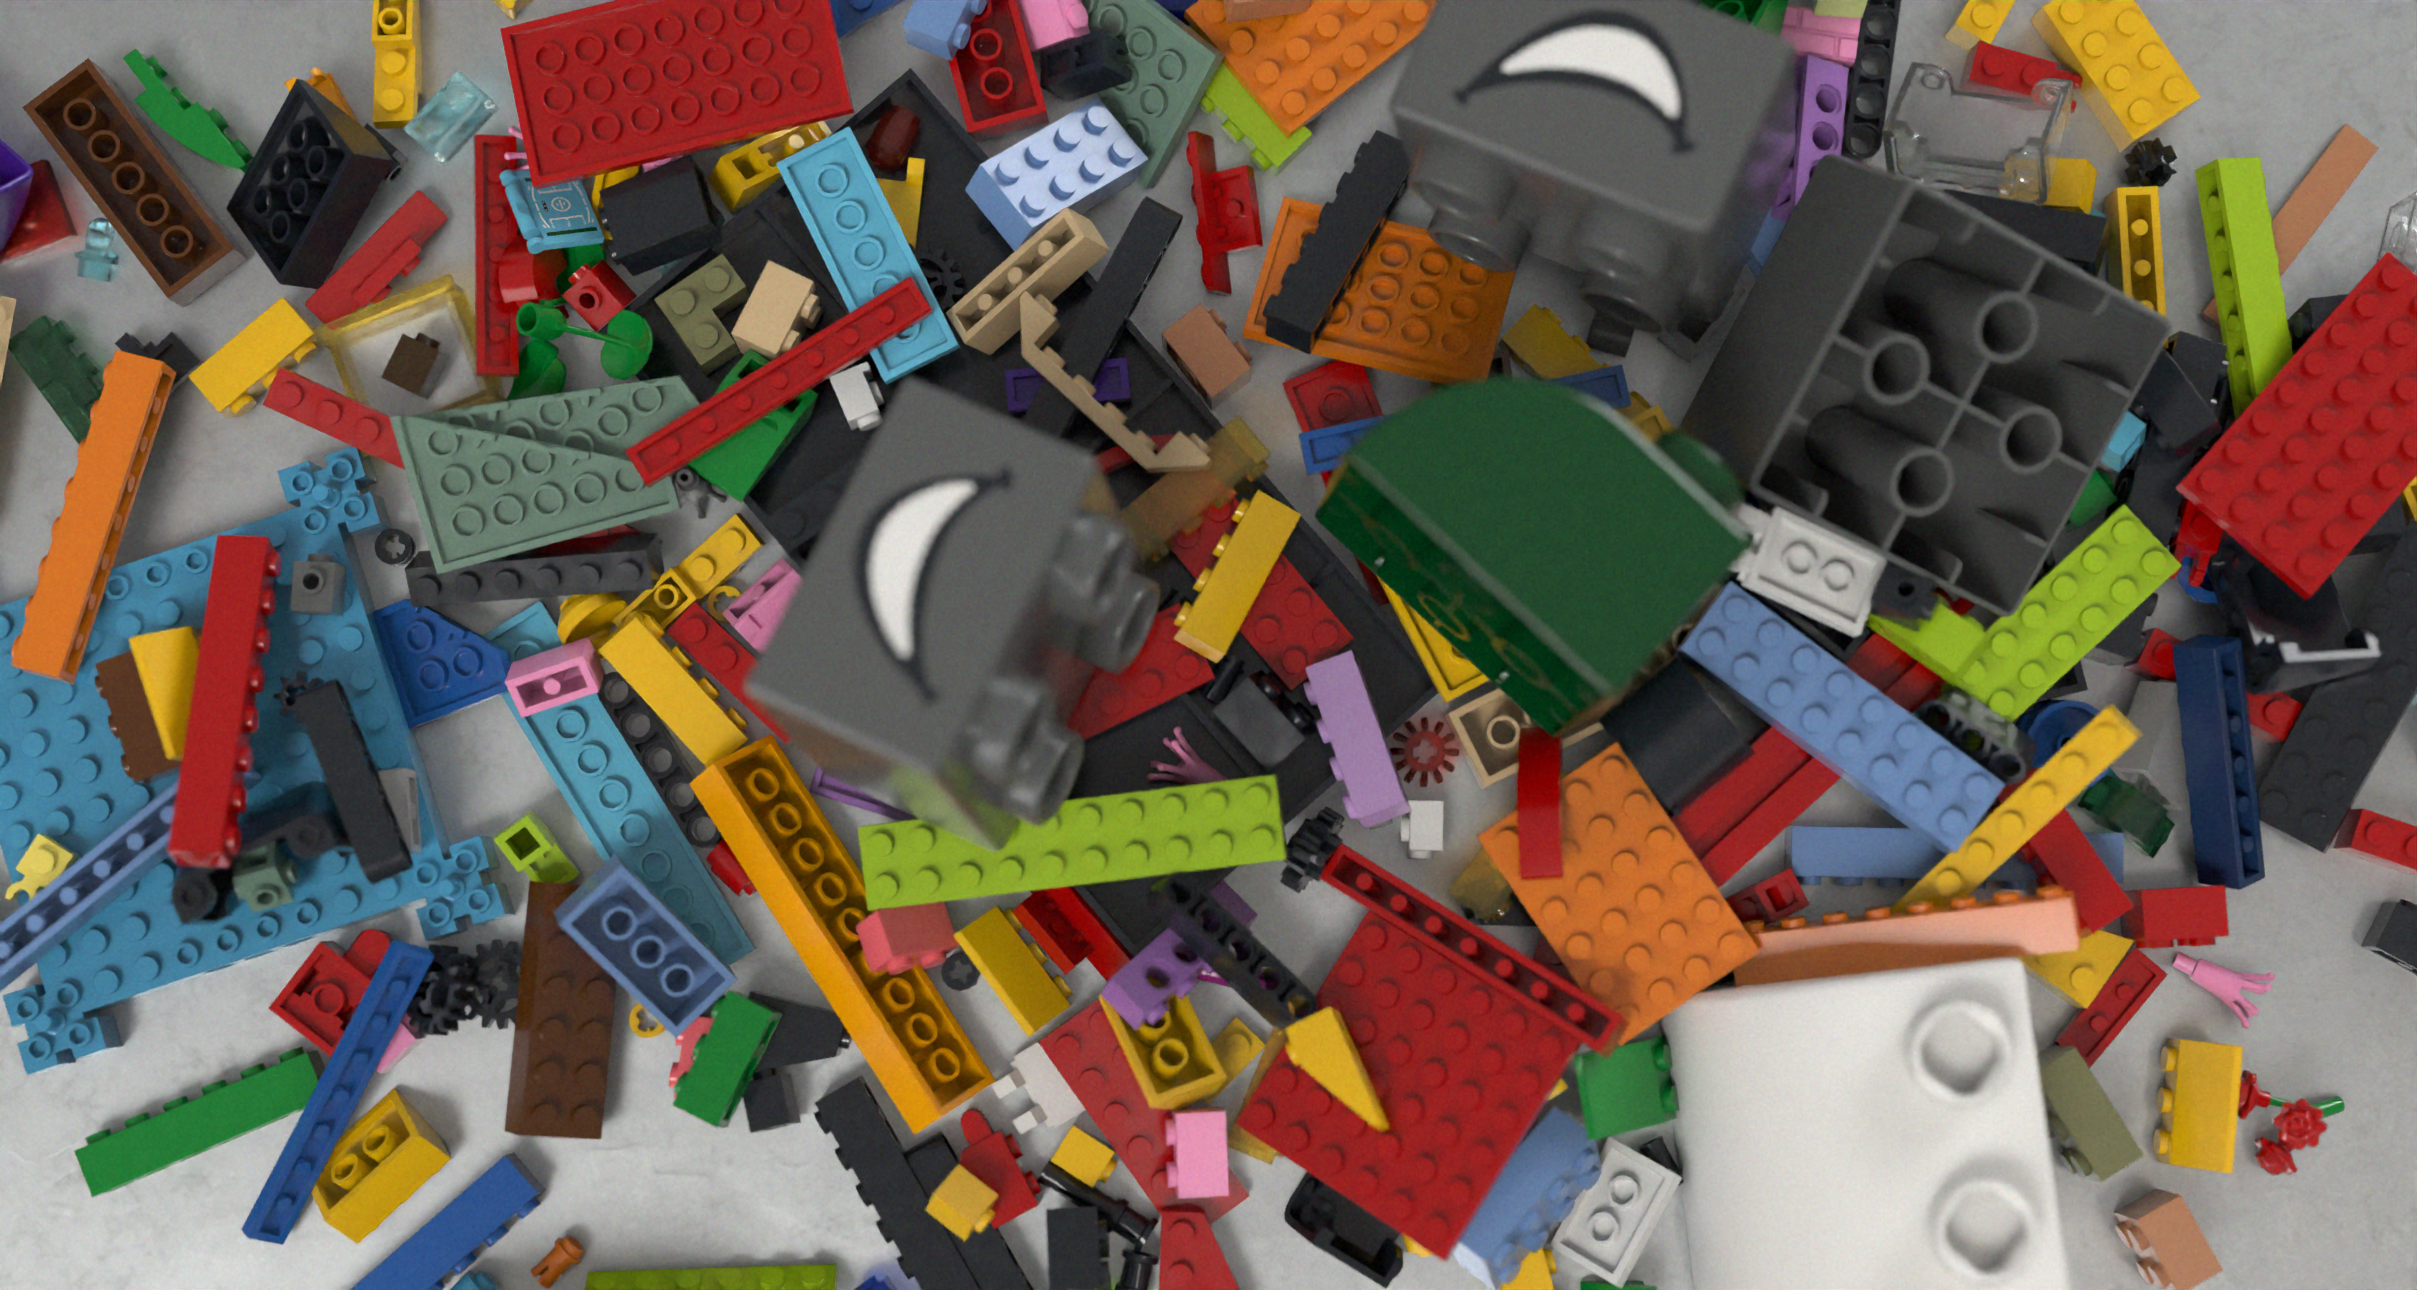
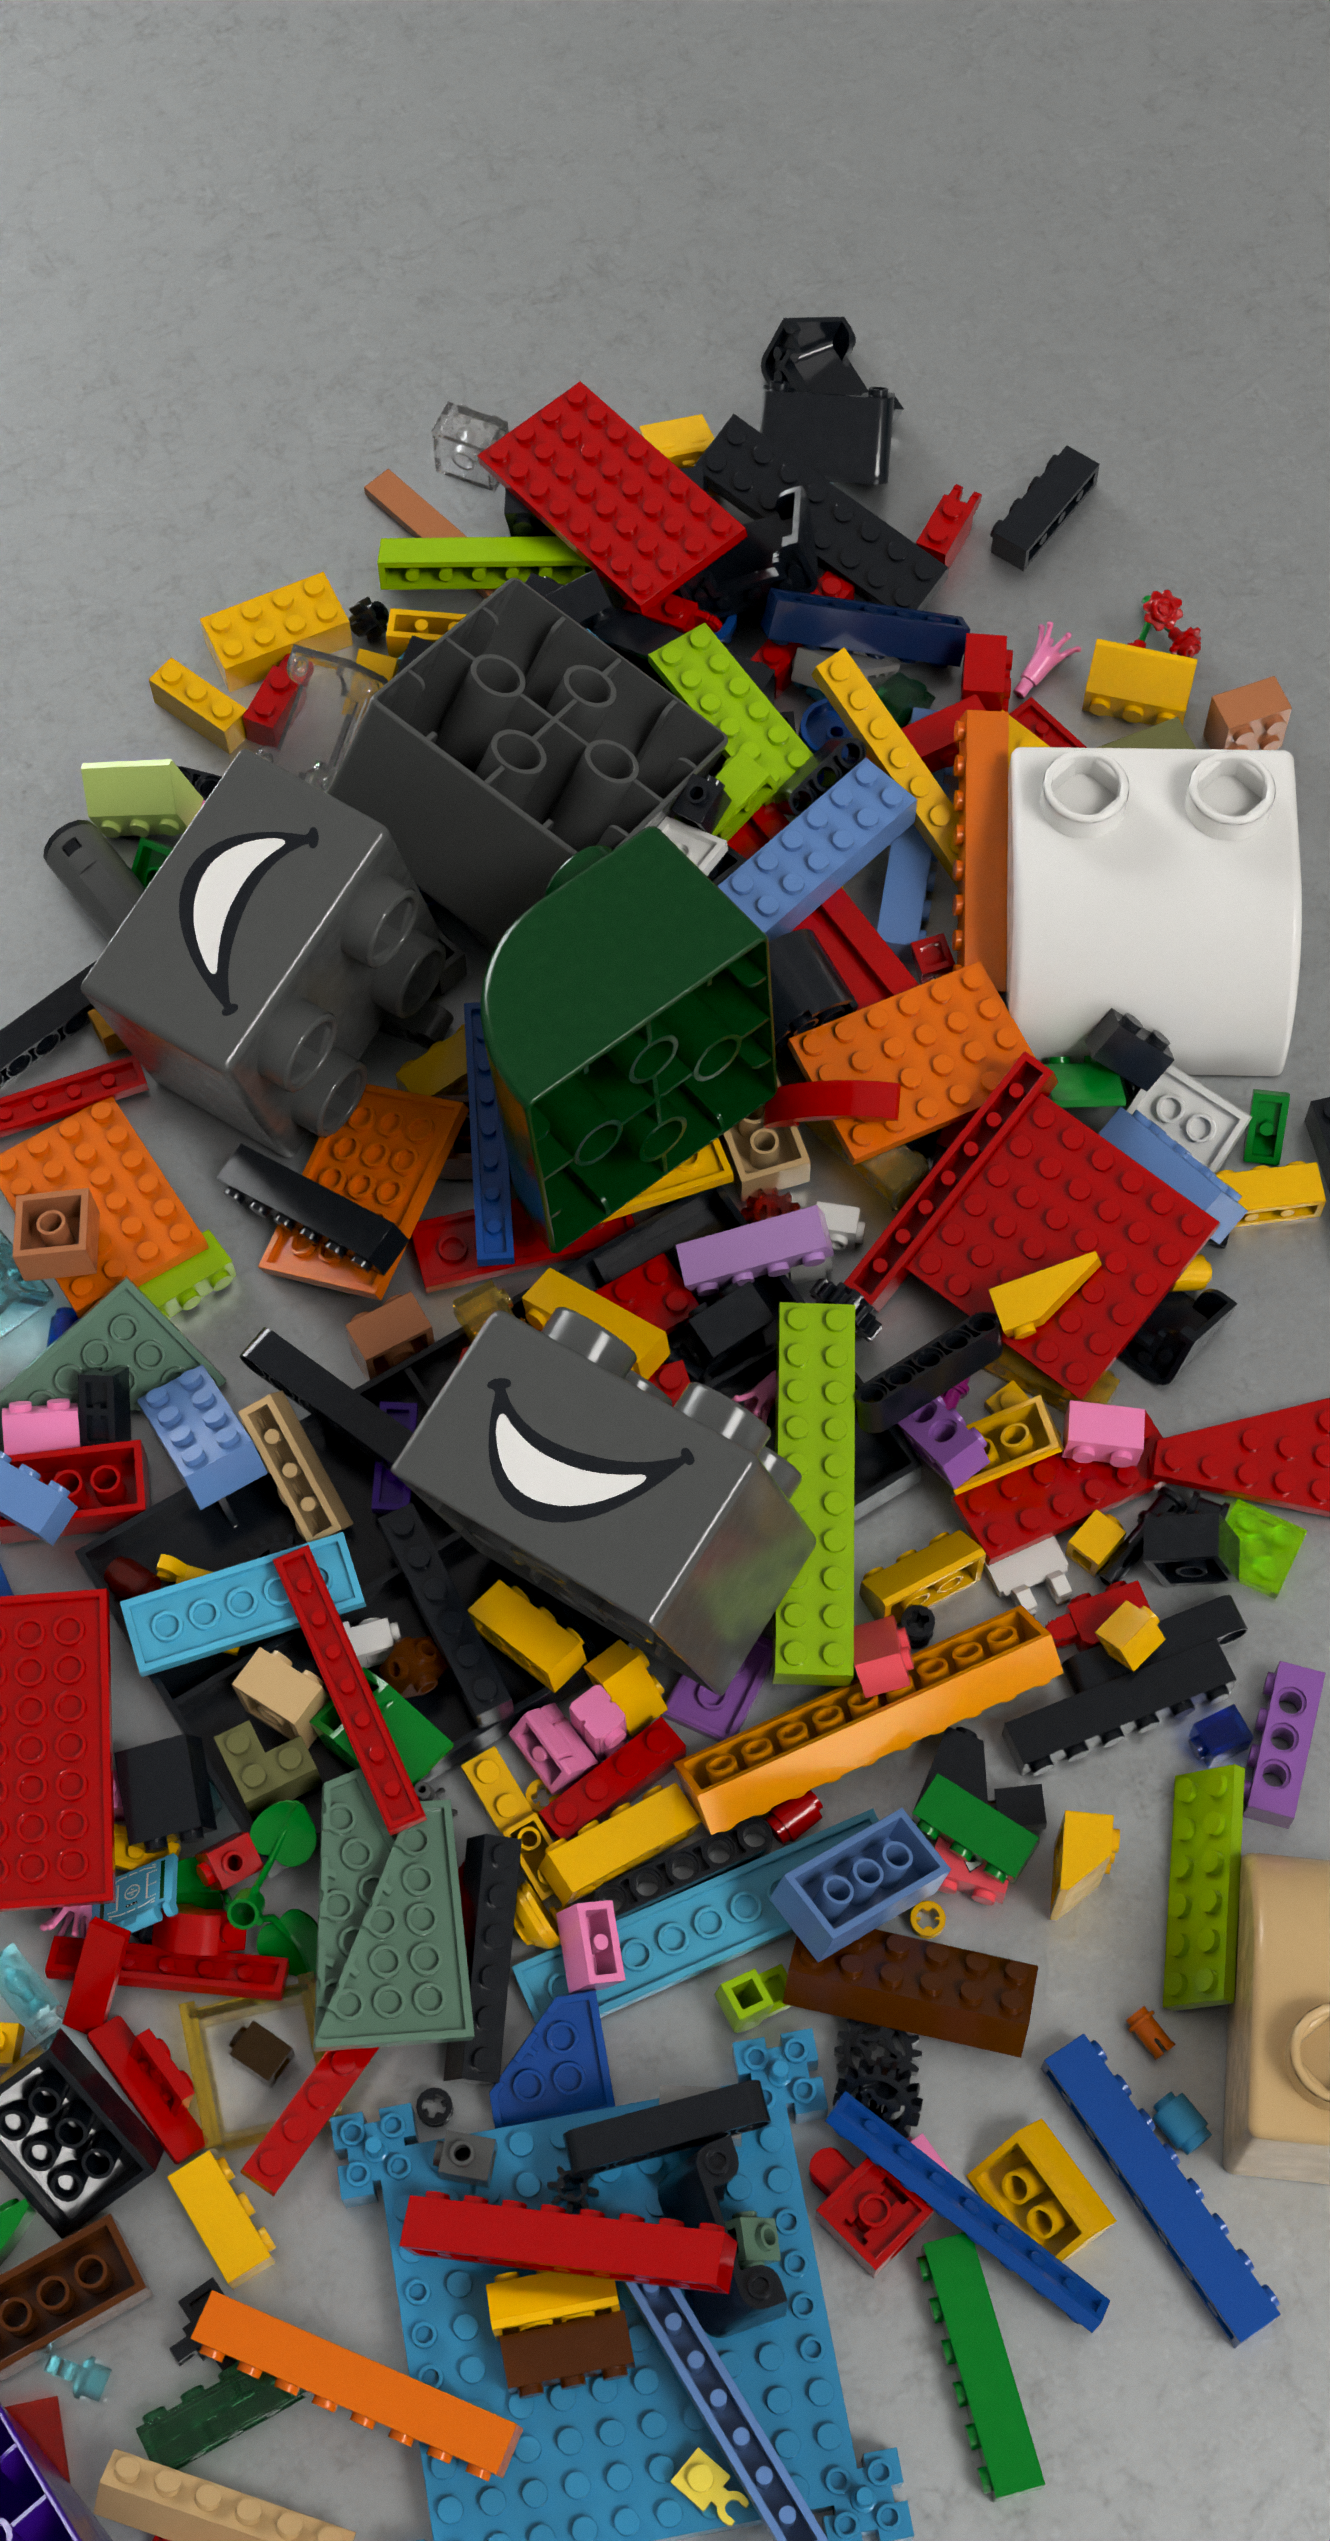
camera: 80 degrees left, 20 degrees down
(469, 186) = (96, 1975): none -> red tile
(707, 1173) = (1081, 1858): none -> yellow slope
(753, 168) = (132, 1701): yellow slope -> none
(828, 443) = (413, 1666): none -> reddish brown brick
(1036, 328) = (339, 1454): tan slope -> none
(1071, 931) = (896, 1521): red bracket -> none
(1225, 211) = (258, 1307): red bracket -> none
(1672, 1138) = (1130, 1049): none -> black brick

